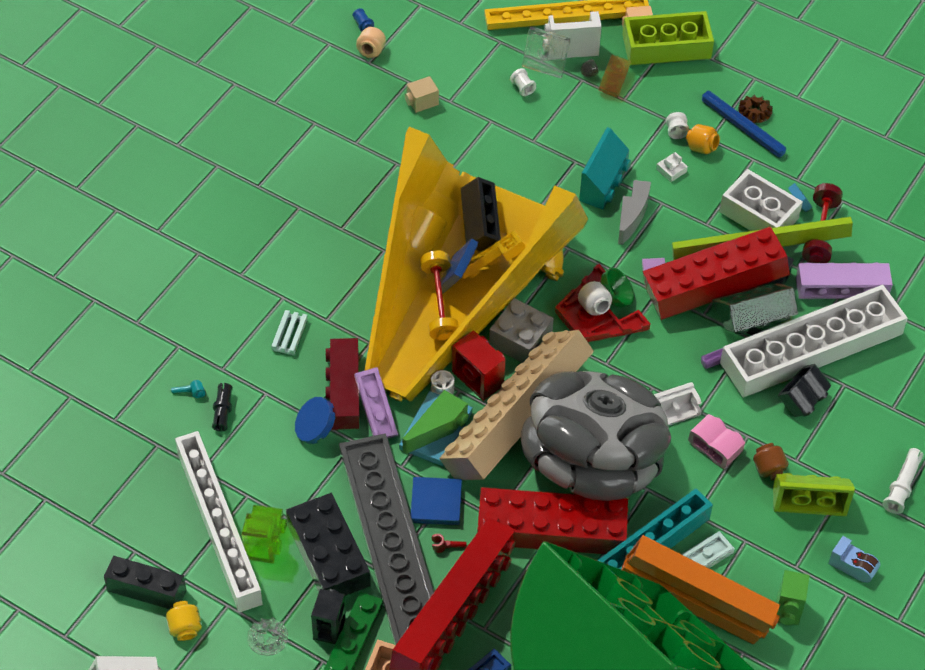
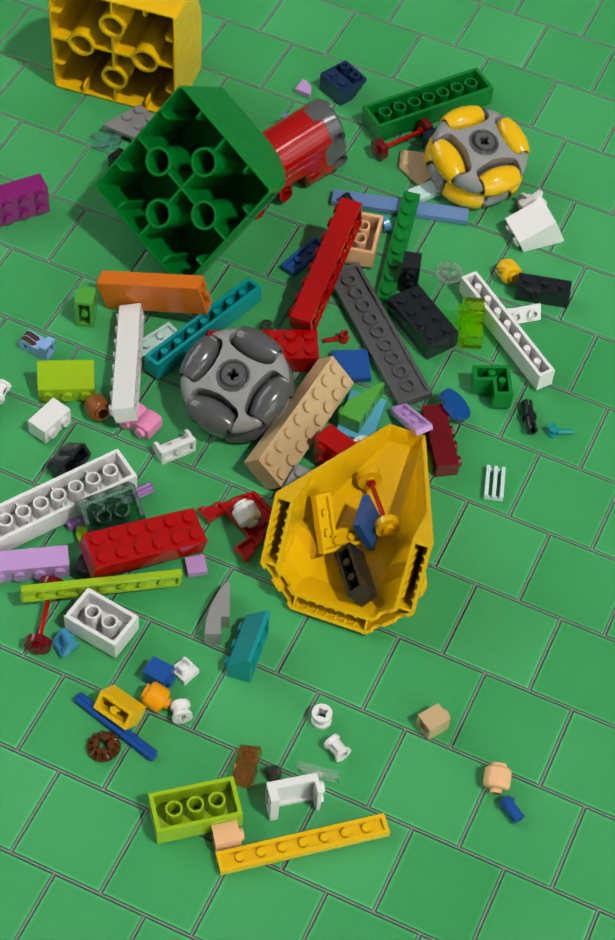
camera: 170 degrees right, 0 degrees up
(174, 556) = (526, 313): none -> white hinge
(256, 447) = (493, 380): none -> green brick
(534, 110) = (318, 721): none -> white wheel
(618, 286) = (224, 531): green piece -> none
(699, 159) = (160, 672): none -> blue brick
(734, 497) = (127, 363): none -> white brick
(740, 128) = (119, 707): none -> yellow brick
(830, 444) = (49, 420): none -> white brick

